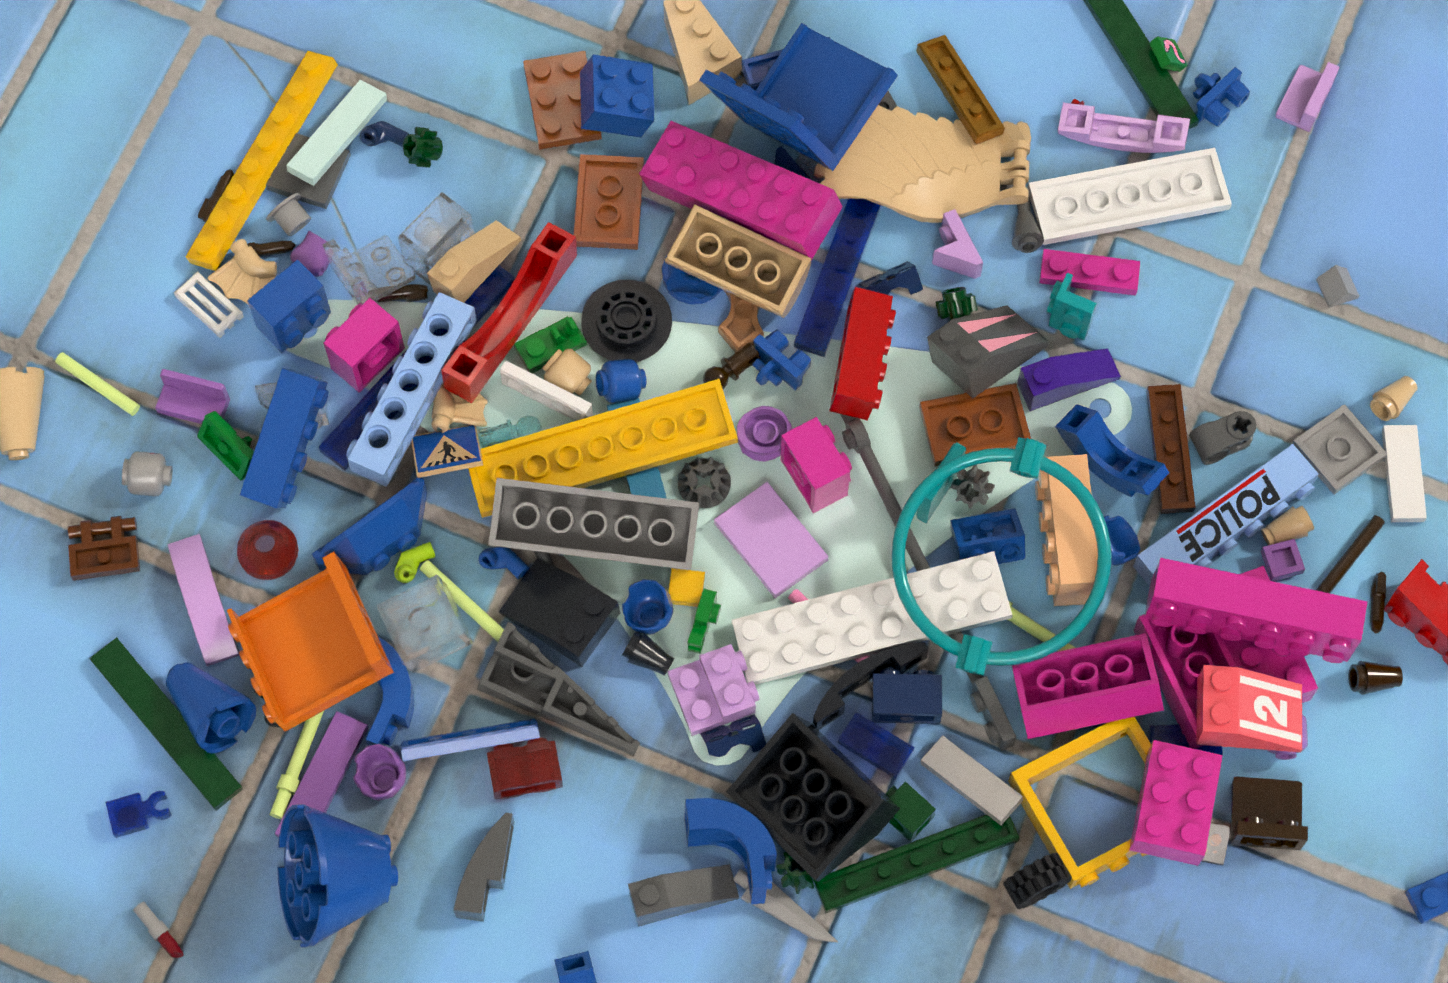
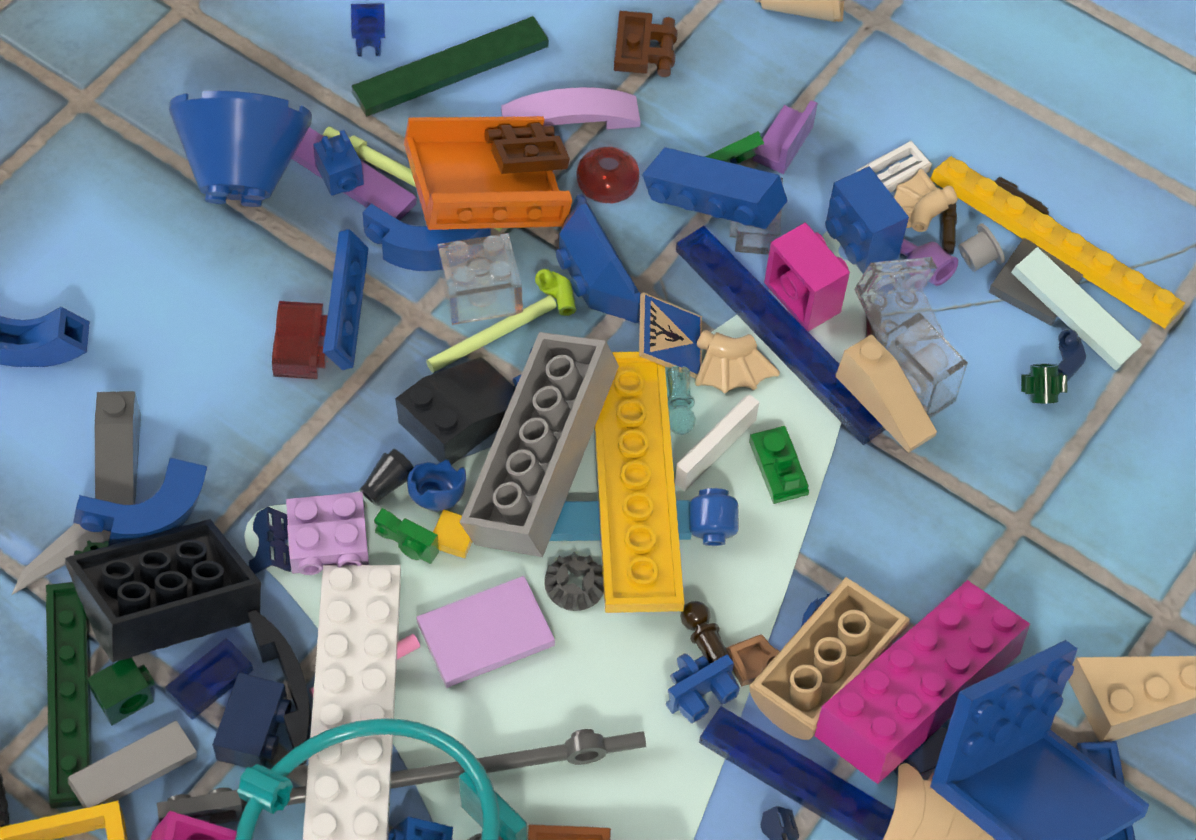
camera: 100 degrees right, 10 degrees down
(97, 384) = (823, 68): yellowish green bar -> none
(146, 473) = (711, 82): light grey head -> none
(158, 930) = (251, 29): light grey piece -> none
(209, 707) = (451, 87): blue cone -> none
(279, 609) = (527, 148): none -> reddish brown plate
(325, 782) = (338, 163): none -> blue brick
(379, 772) = (336, 215): medium lavender hair -> none
(382, 462) = (782, 345): light blue brick -> none
(485, 350) = (866, 464): red arch -> none
(485, 870) = (205, 286): dark grey slope -> none
(533, 683) = (392, 360): dark grey wedge -> none
(556, 99) = (1090, 541): dark orange plate -> none
(568, 371) = (736, 466): tan head -> none
(608, 202) = (944, 554): dark orange plate -> none
(617, 96) = (1078, 583): blue brick -> none
(626, 319) = (795, 532): black wheel -> none
(761, 432) = (615, 652): medium lavender piece -> none
(815, 464) = (553, 682): dark pink brick -> none
(862, 353) = (685, 771): red brick -> none

